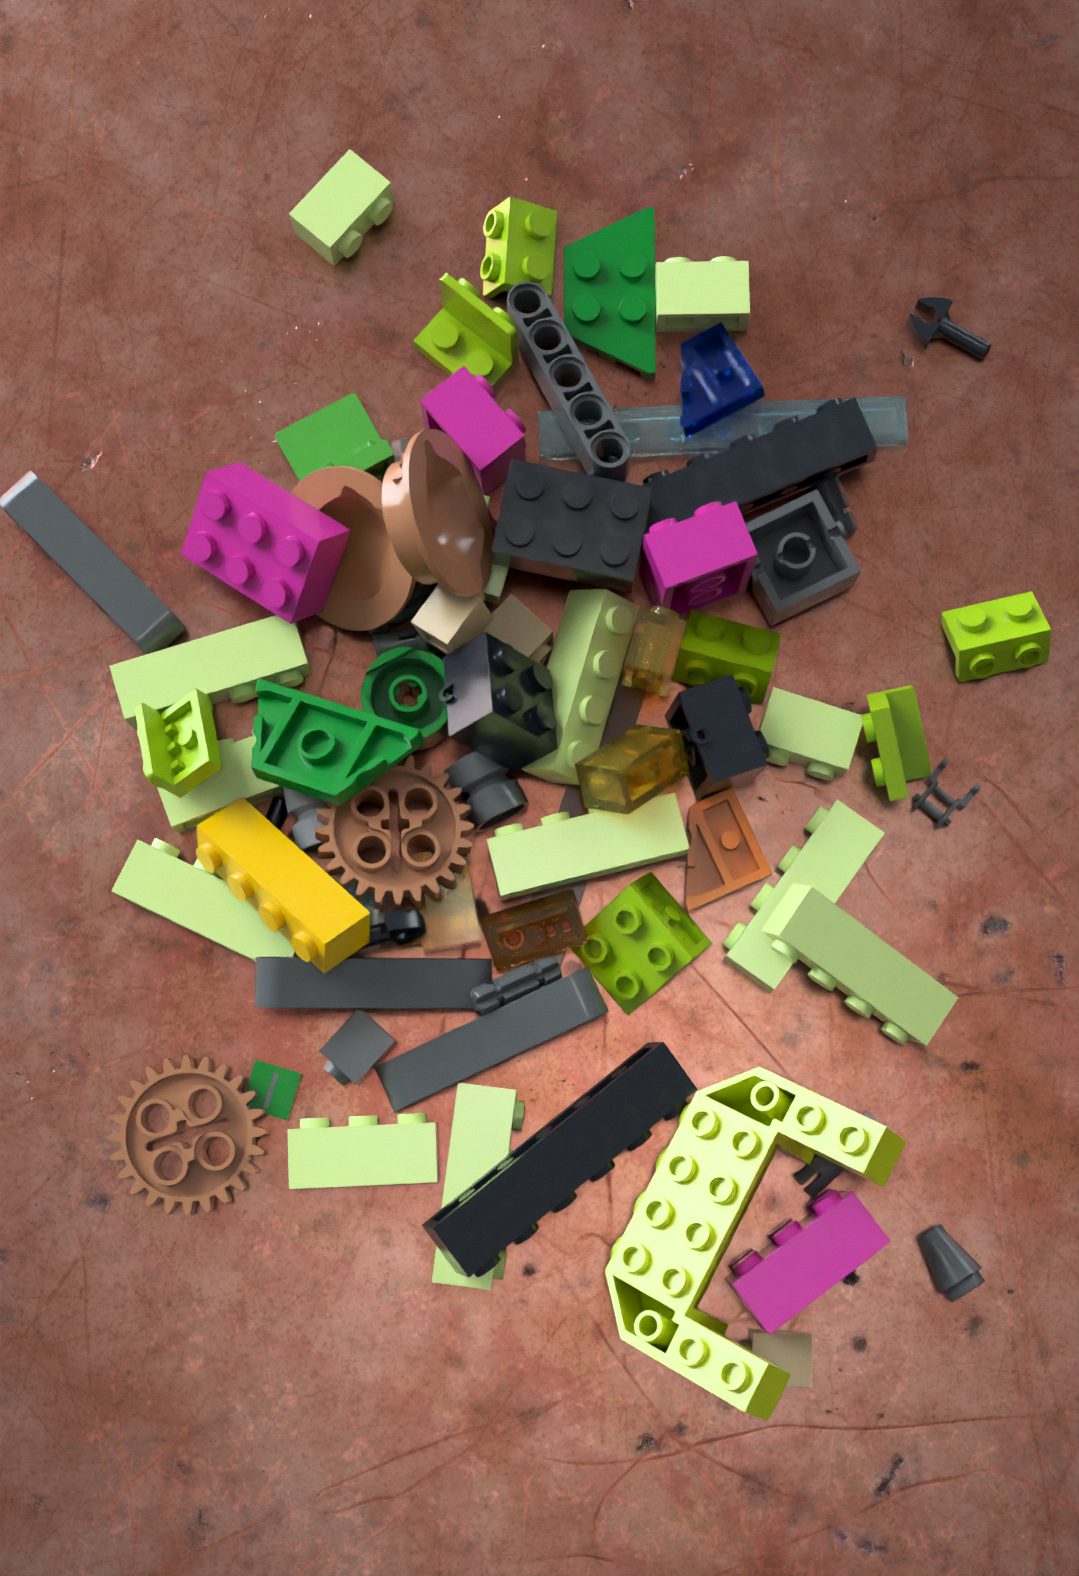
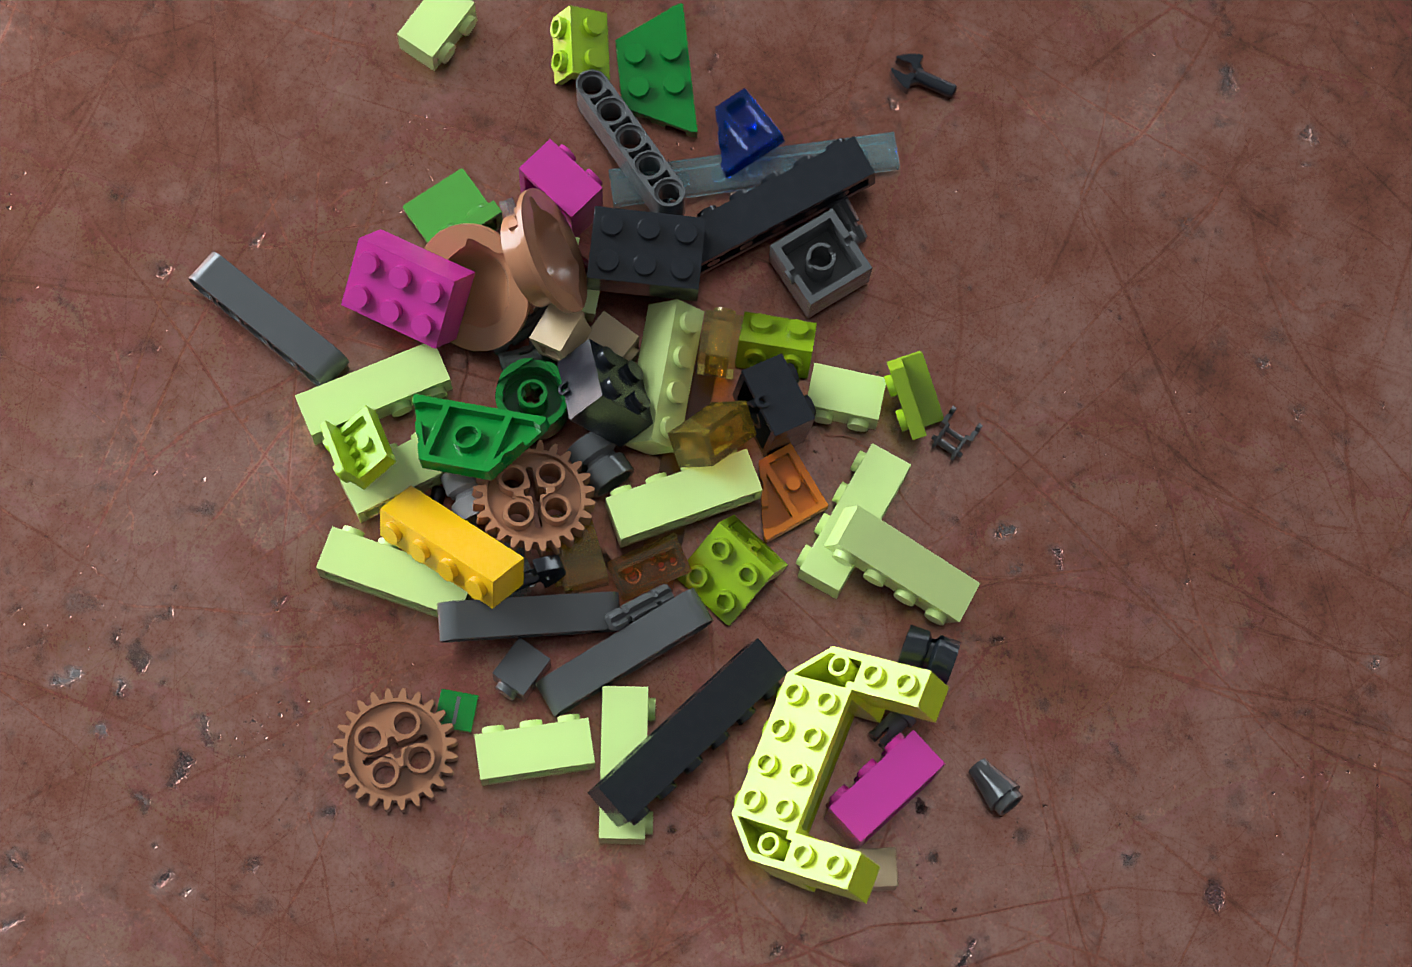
camera: 15 degrees left, 5 degrees down
(469, 334) = (549, 114): lime bracket -> none
(697, 559) = (745, 270): dark pink brick -> none
(701, 294) = (727, 68): yellowish green brick -> none
(880, 1084) = (928, 653): none -> black wheel
(997, 636) = (984, 309): lime bracket -> none

